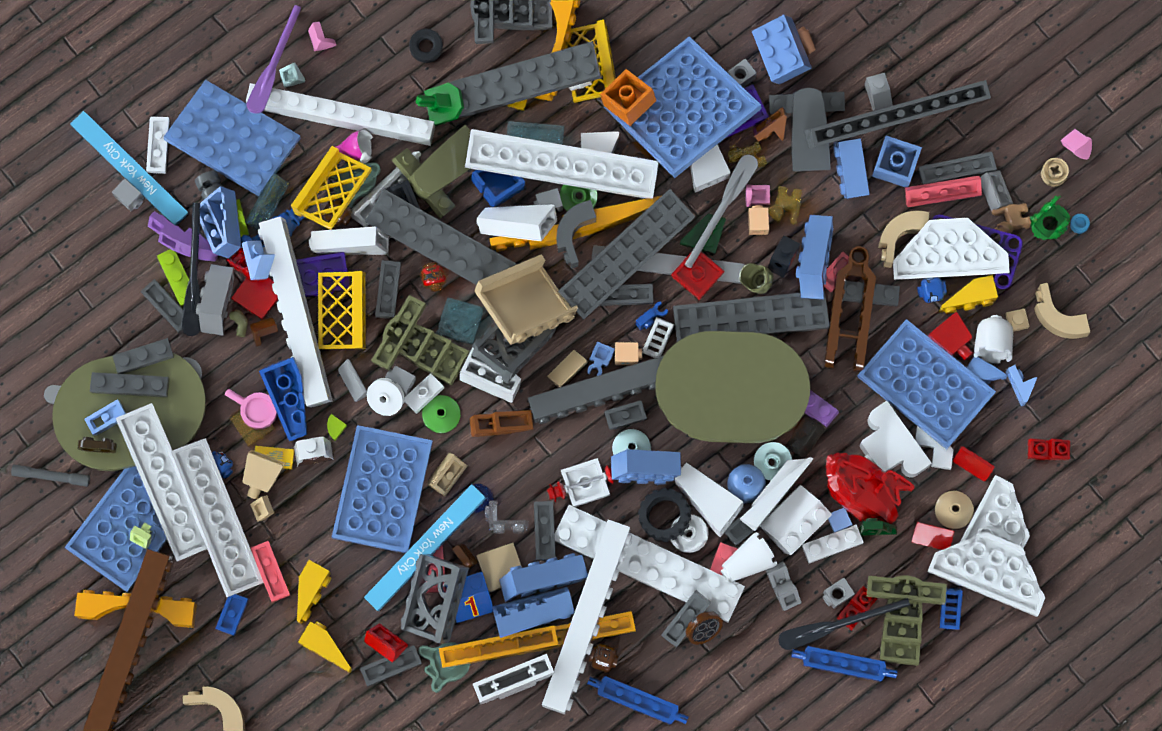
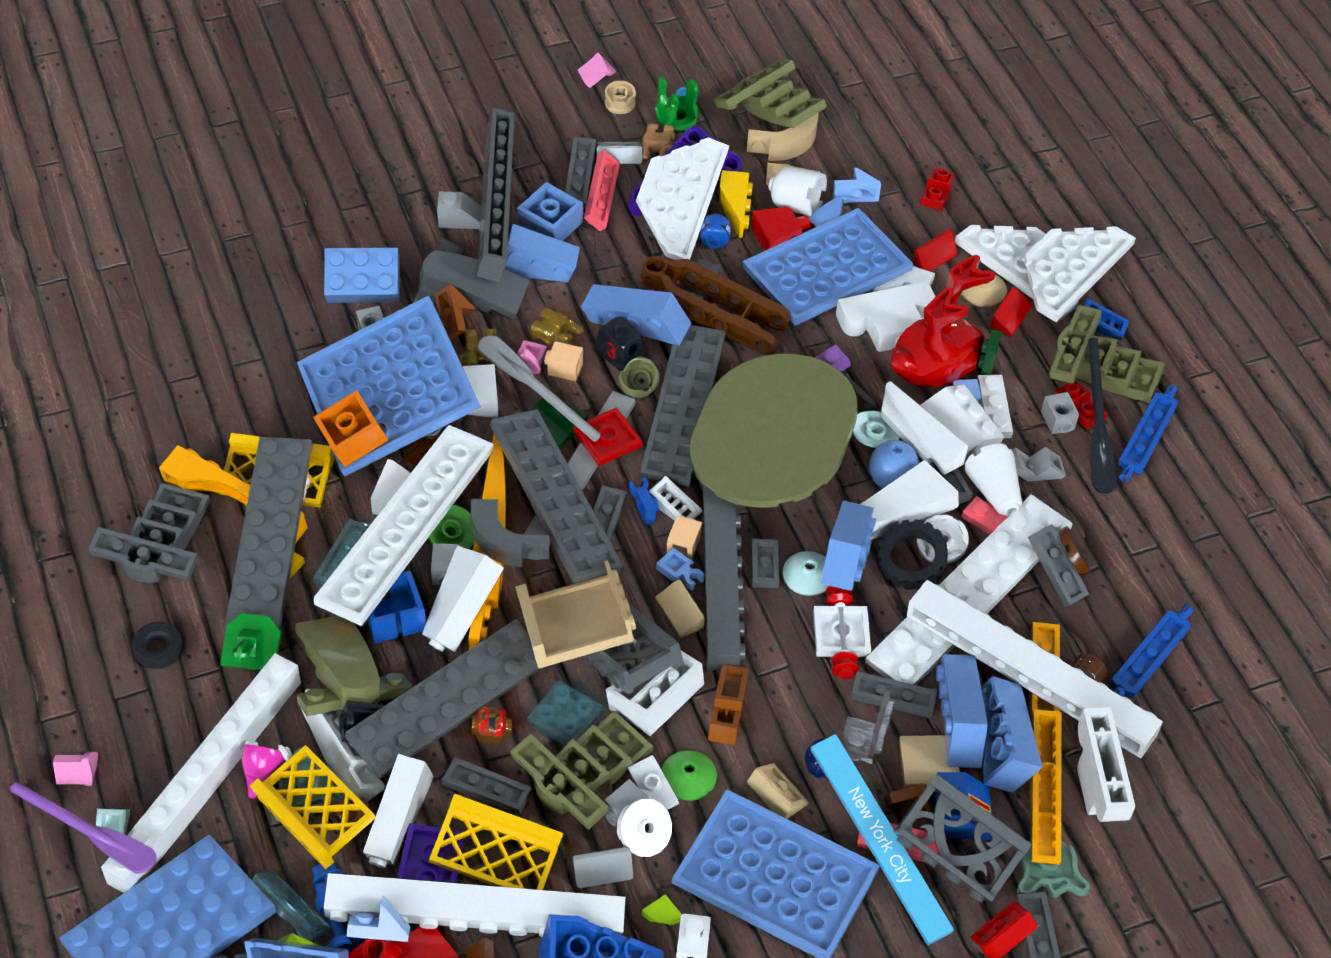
camera: 75 degrees left, 25 degrees down
(903, 224) = (629, 240): tan arch -> none
(1091, 290) = (772, 98): none -> olive slope

